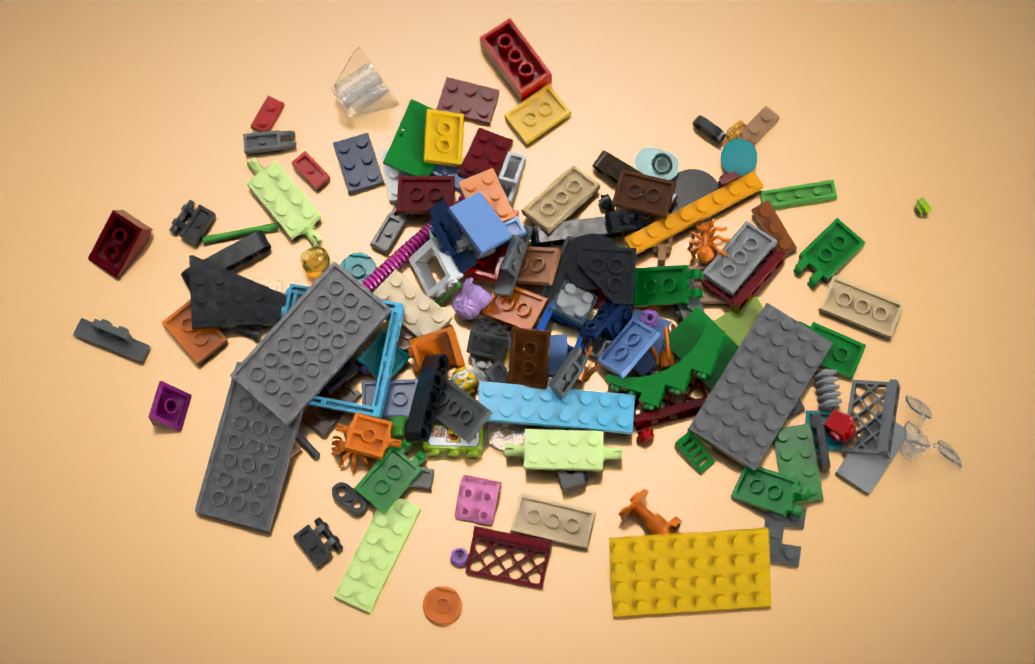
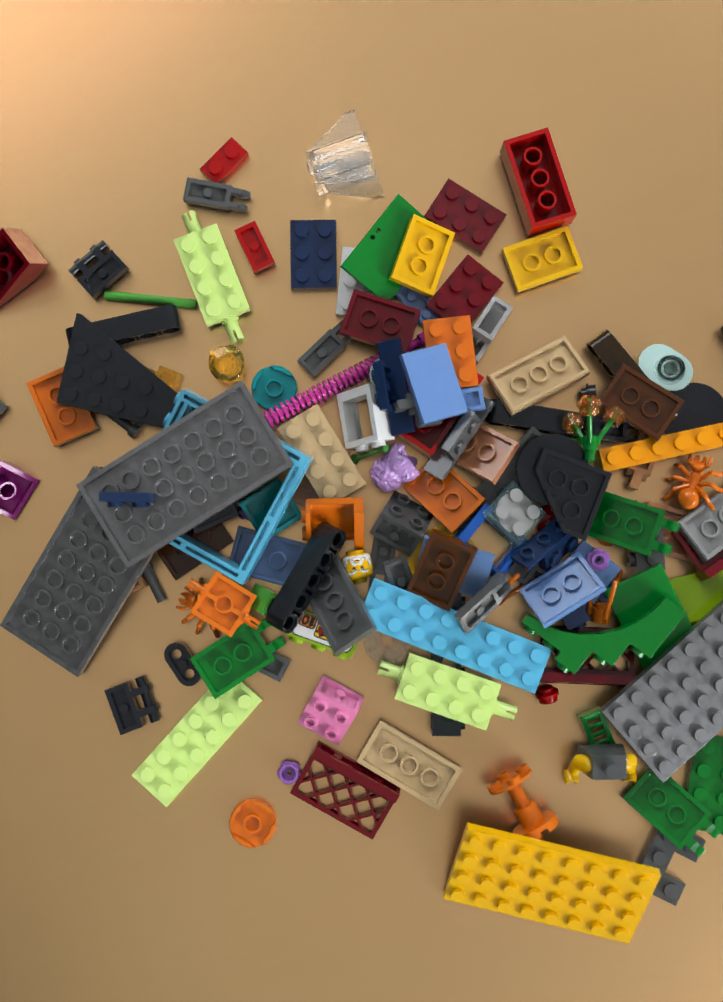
camera: 10 degrees right, 15 degrees up
(280, 367) = (116, 499): none -> dark blue plate
(598, 223) = (589, 406): none -> clear orange plant
(703, 467) = (602, 763): none -> dark grey torso

